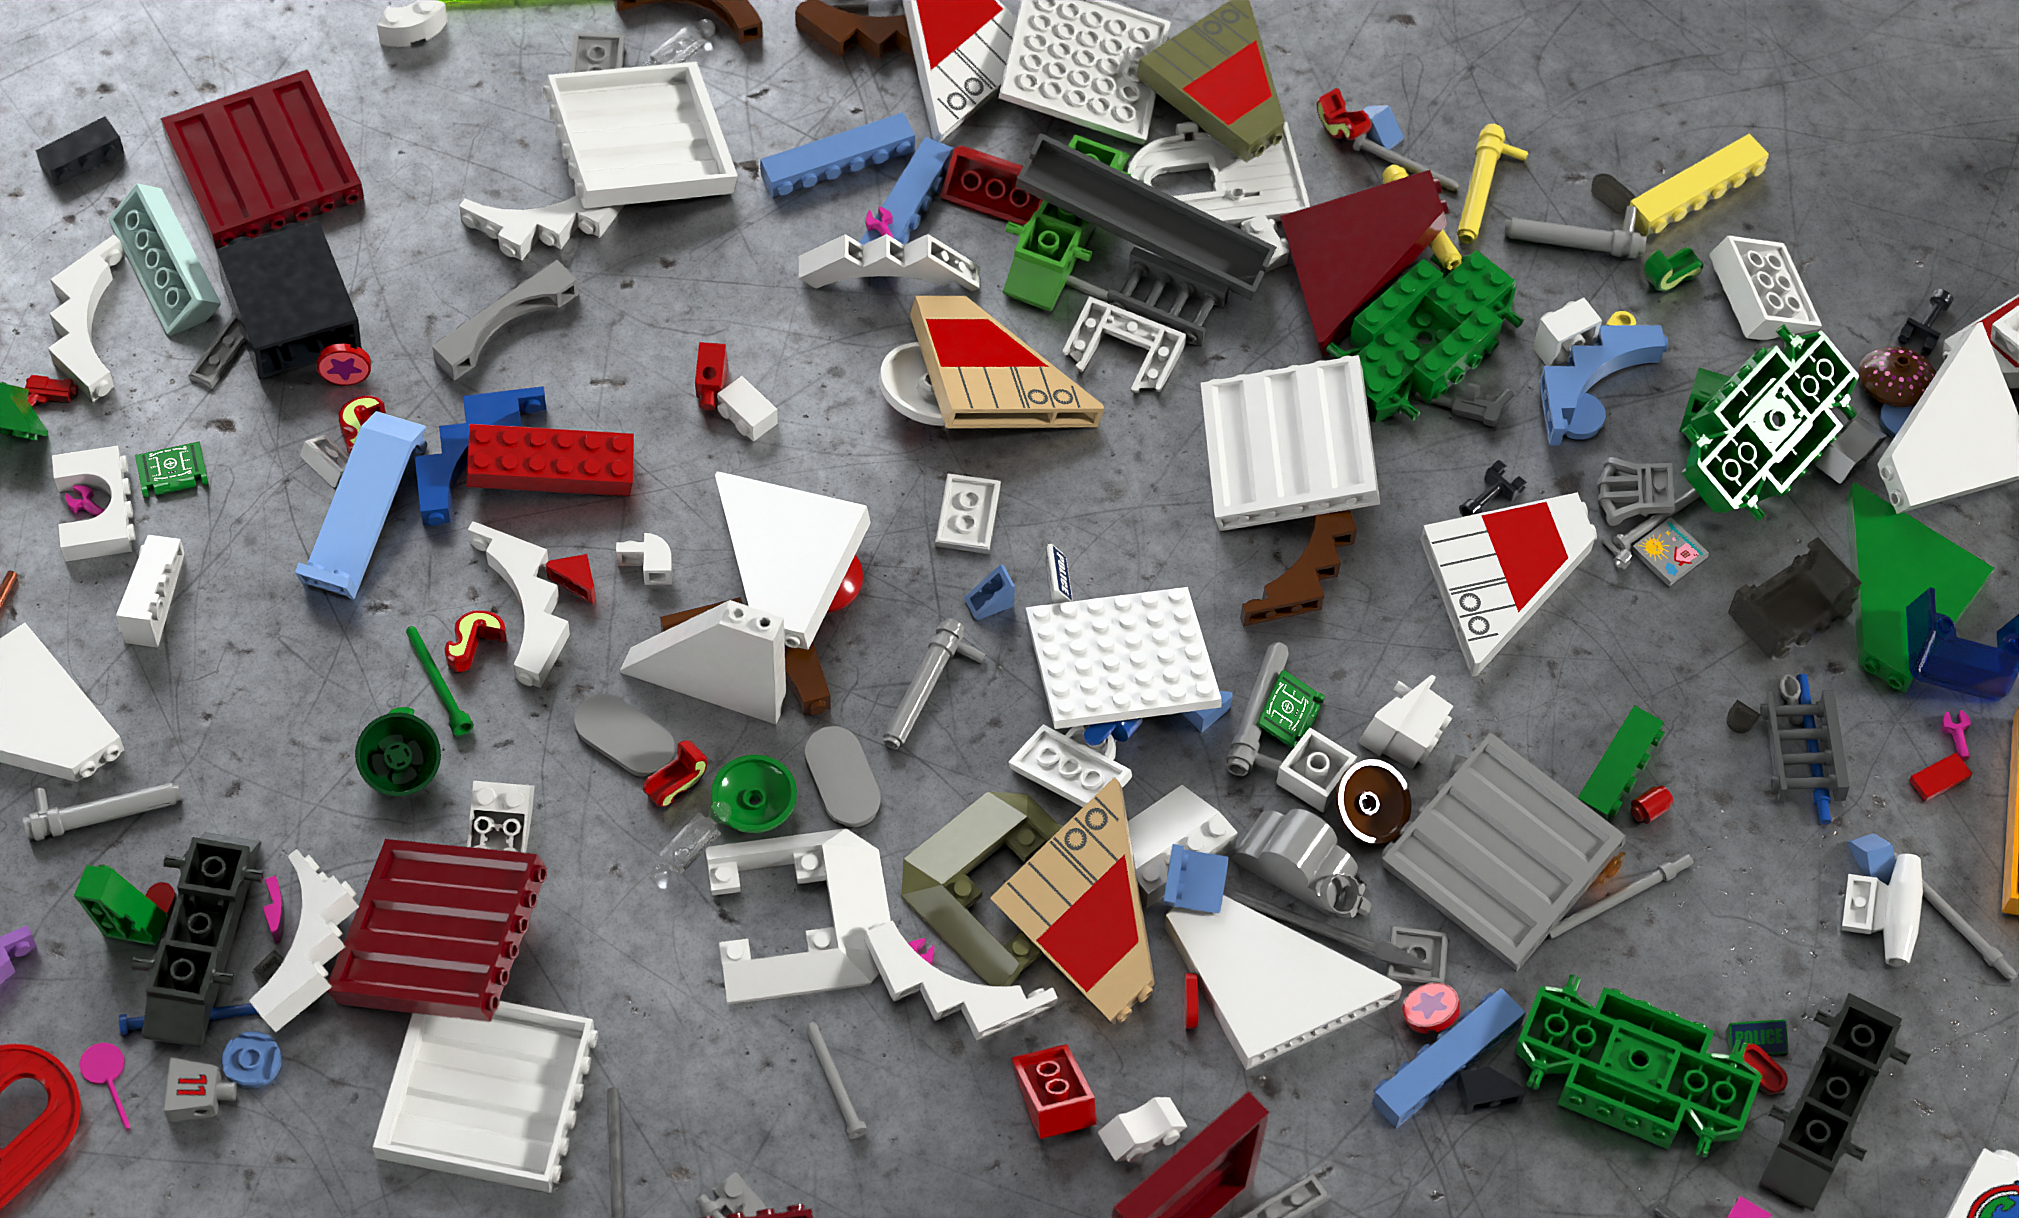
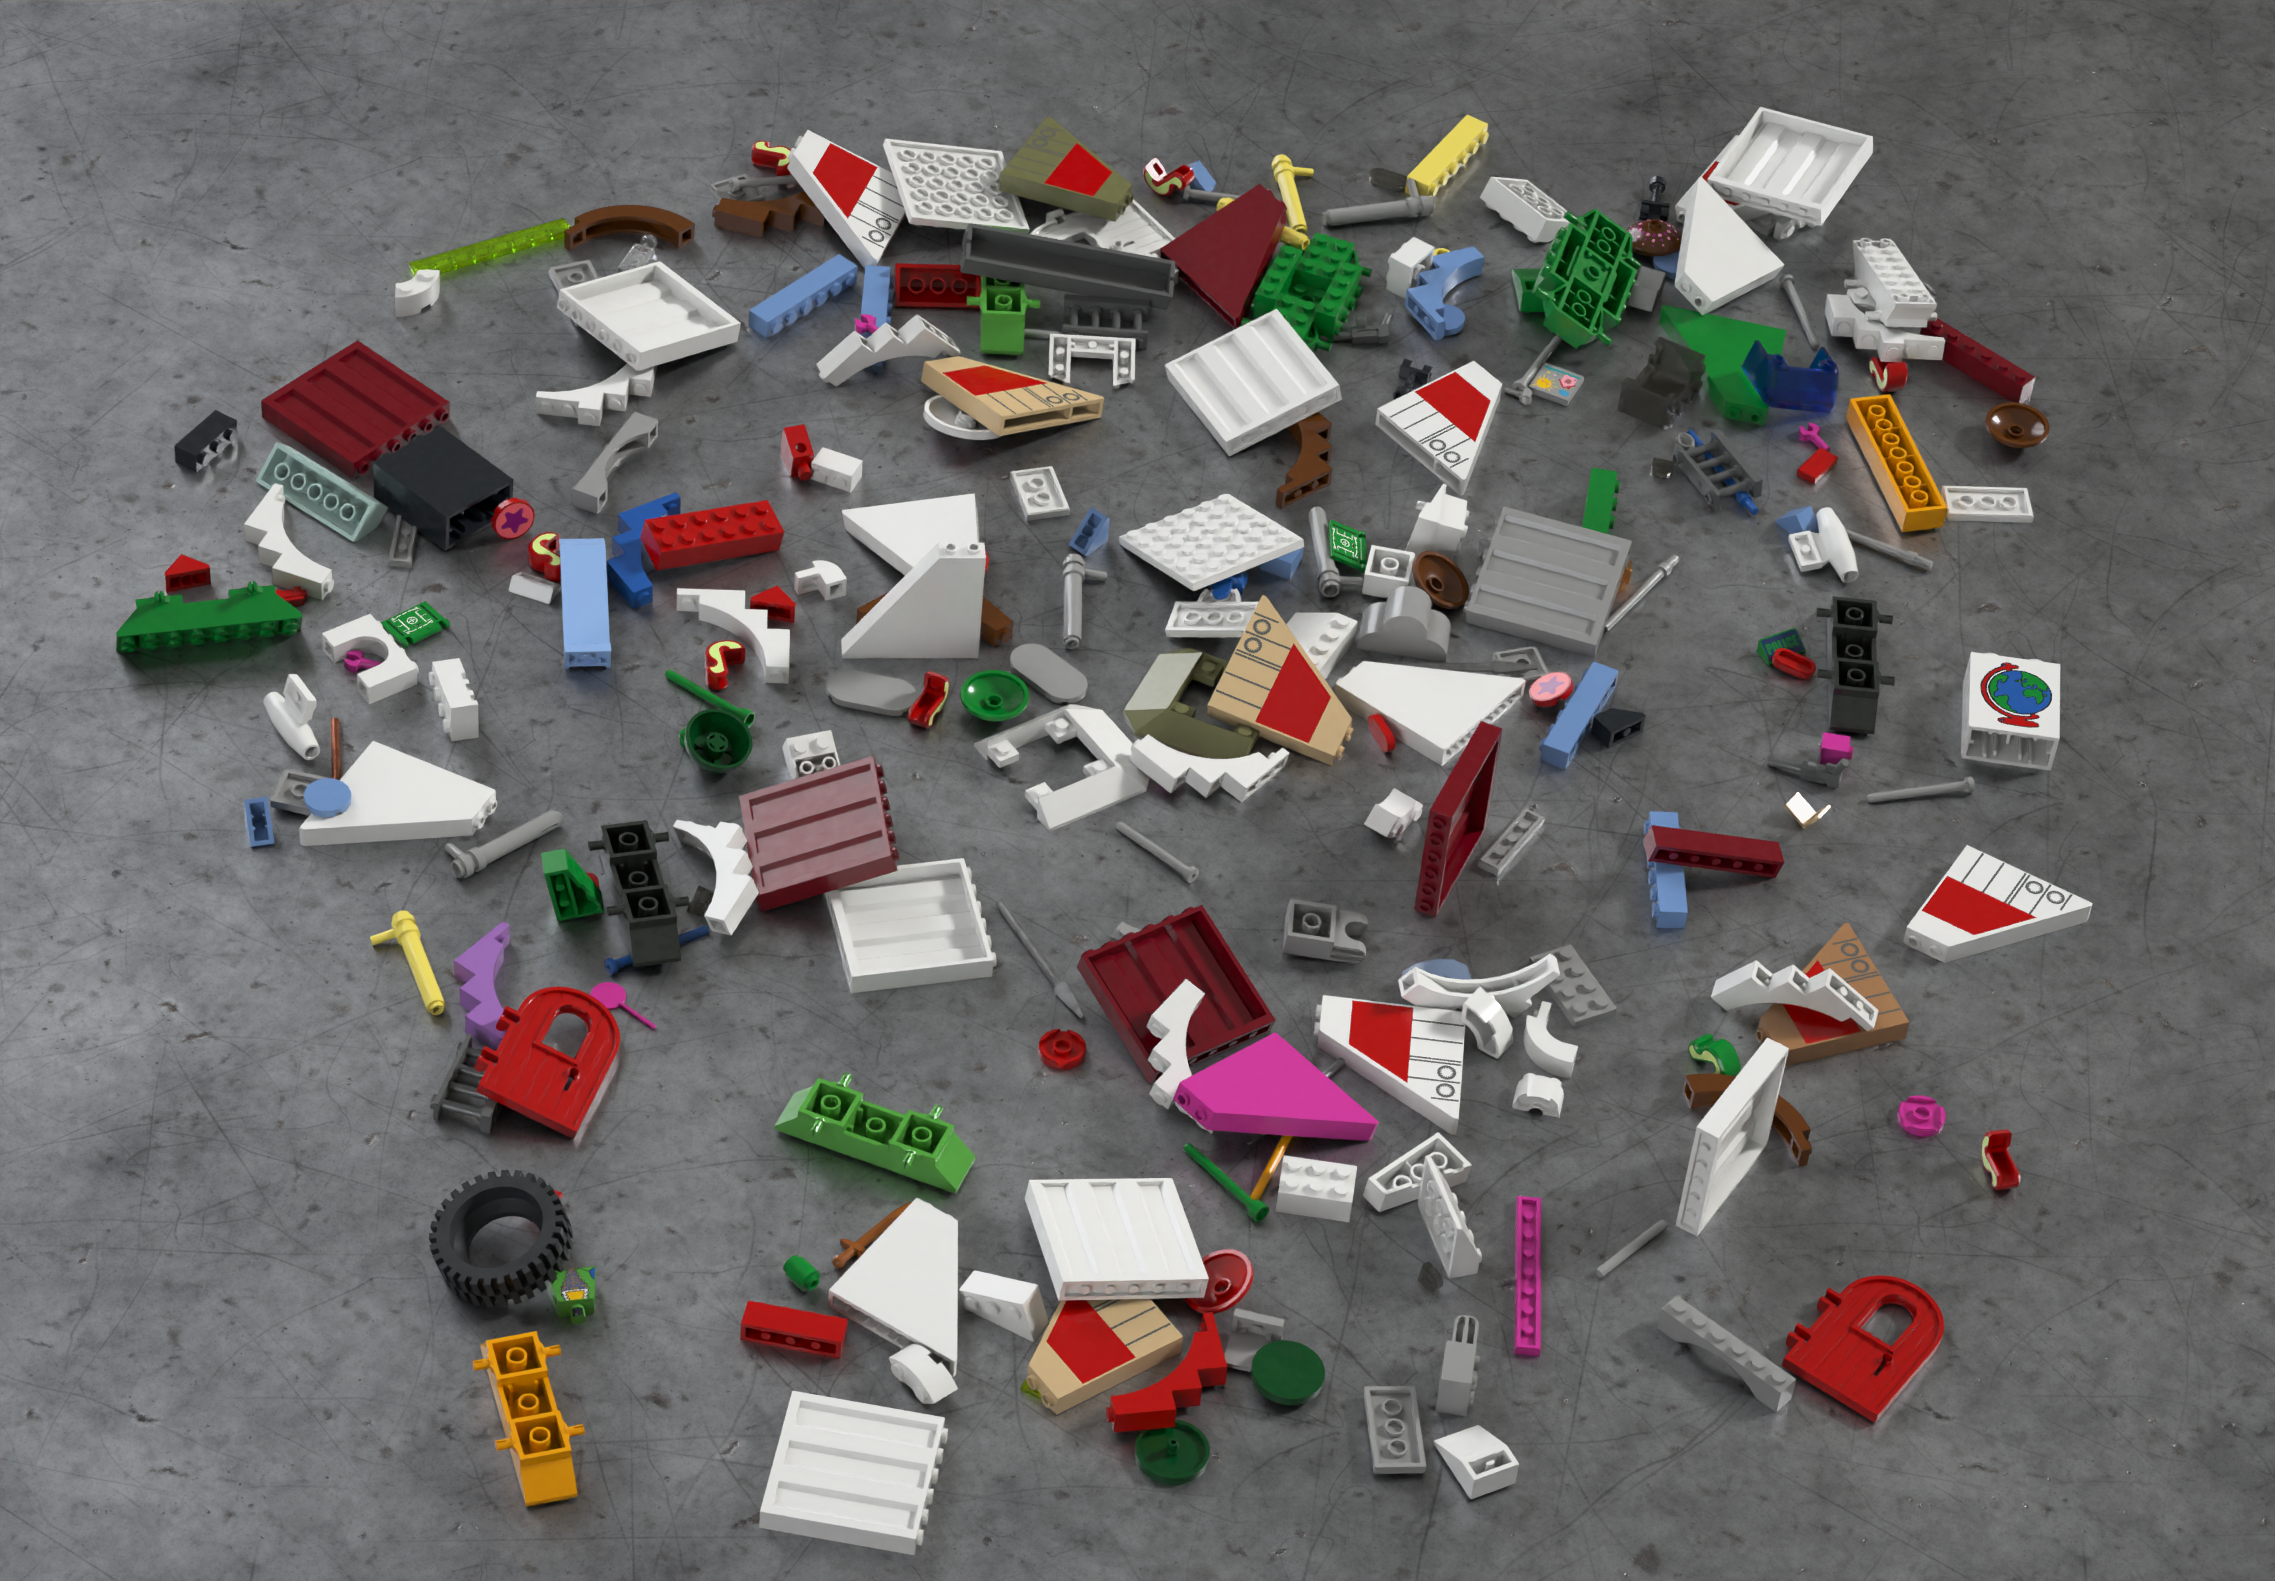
camera: 25 degrees left, 15 degrees down
(195, 1091) = (693, 987): light grey torso -> none
(251, 1060) = (720, 961): medium blue tile -> none
(275, 912) = (682, 864): dark pink slope -> none
(690, 843) = (965, 739): clear plate -> none
(1054, 1091) = (1319, 811): red slope -> none
(1058, 575) = (1127, 512): white slope -> none
(1195, 880) = (1346, 652): medium blue bracket -> none
(1353, 901) = (1458, 643): light grey piece -> none
(1650, 1100) = (1712, 679): green piece -> none
(1651, 804) = (1632, 530): red brick -> none
(1653, 495) = (1525, 349): light grey plate -> none
(1669, 271) = (1458, 212): green animal -> none

